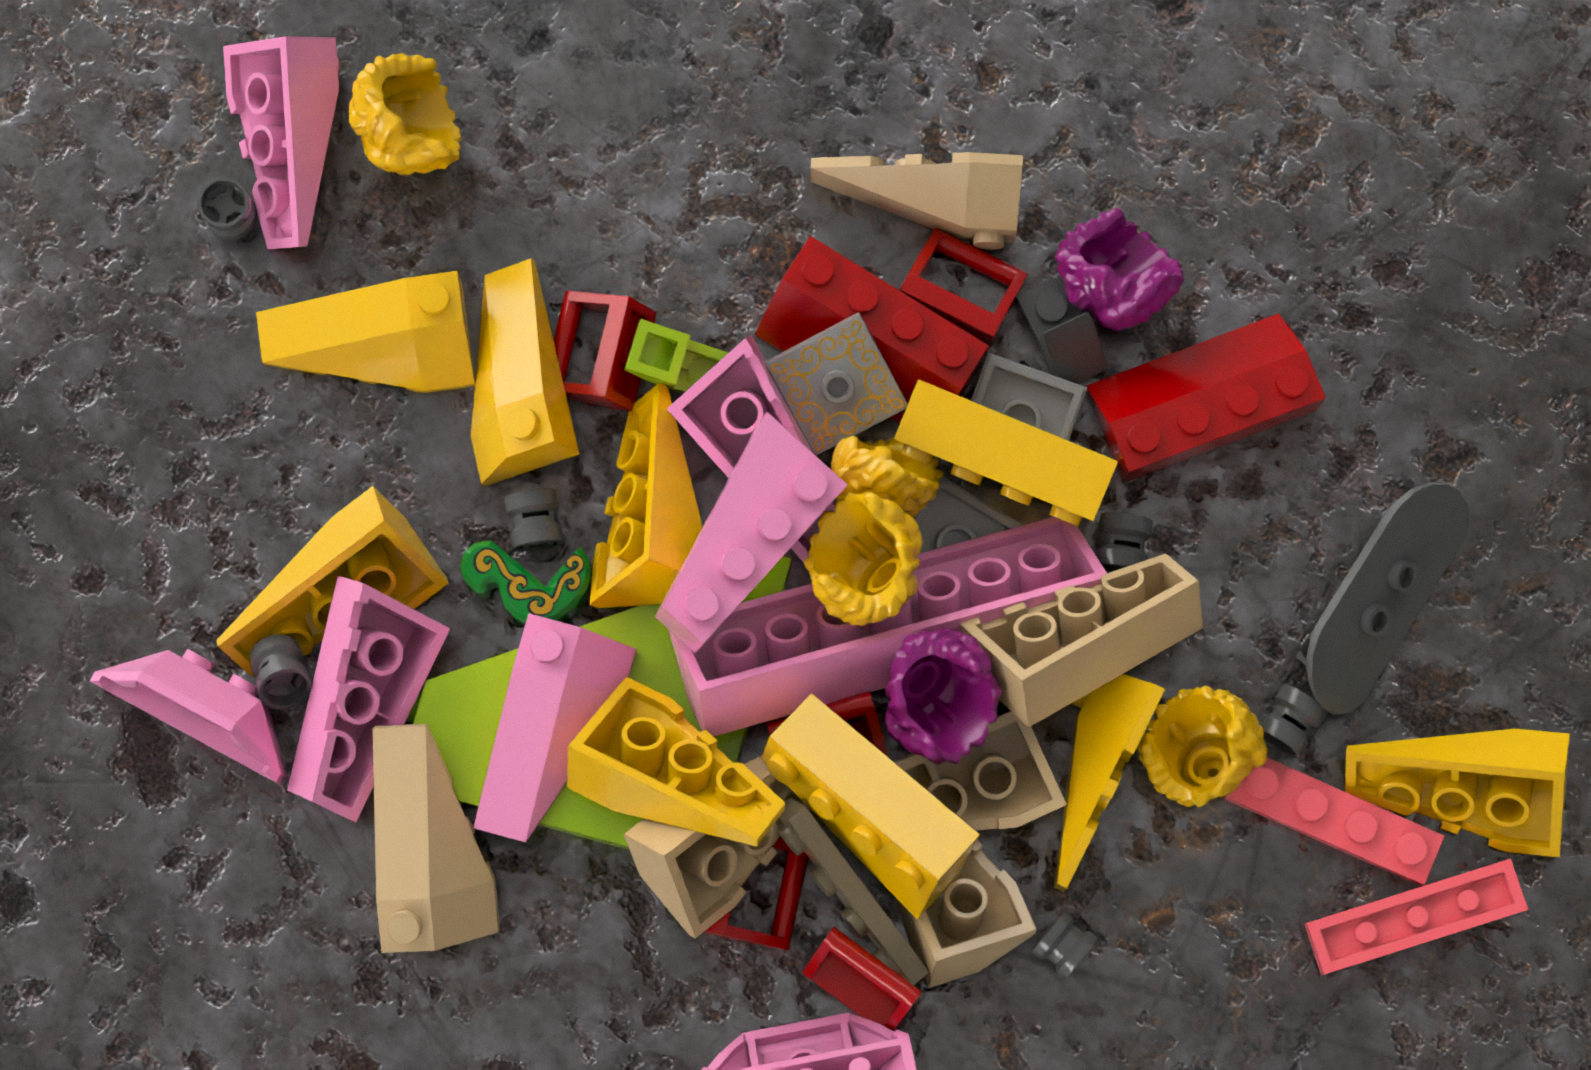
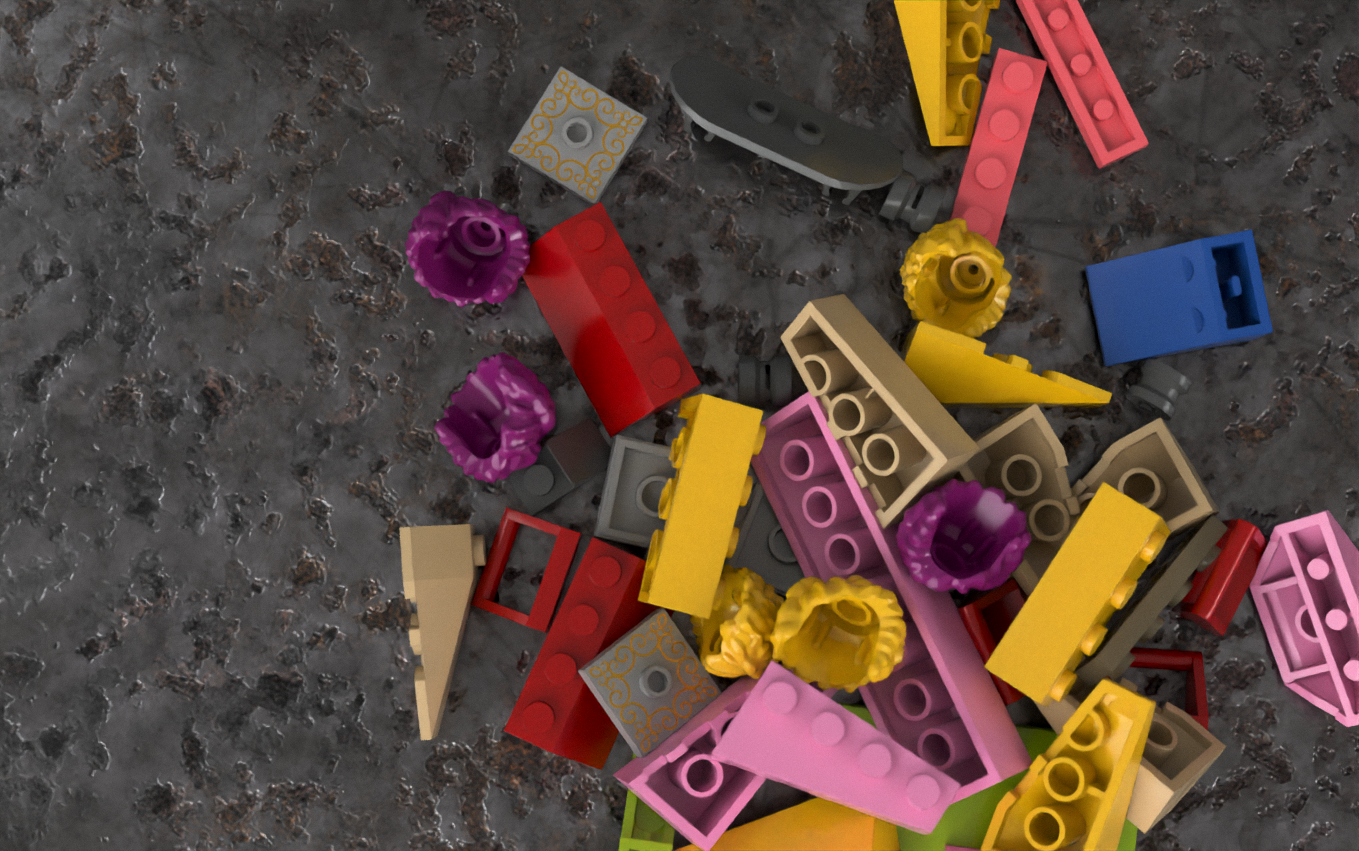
camera: 100 degrees left, 5 degrees up
(1156, 976) = (1179, 299): none -> blue slope
(1292, 262) = (467, 249): none -> magenta hair
(1398, 393) = (577, 136): none -> light grey plate

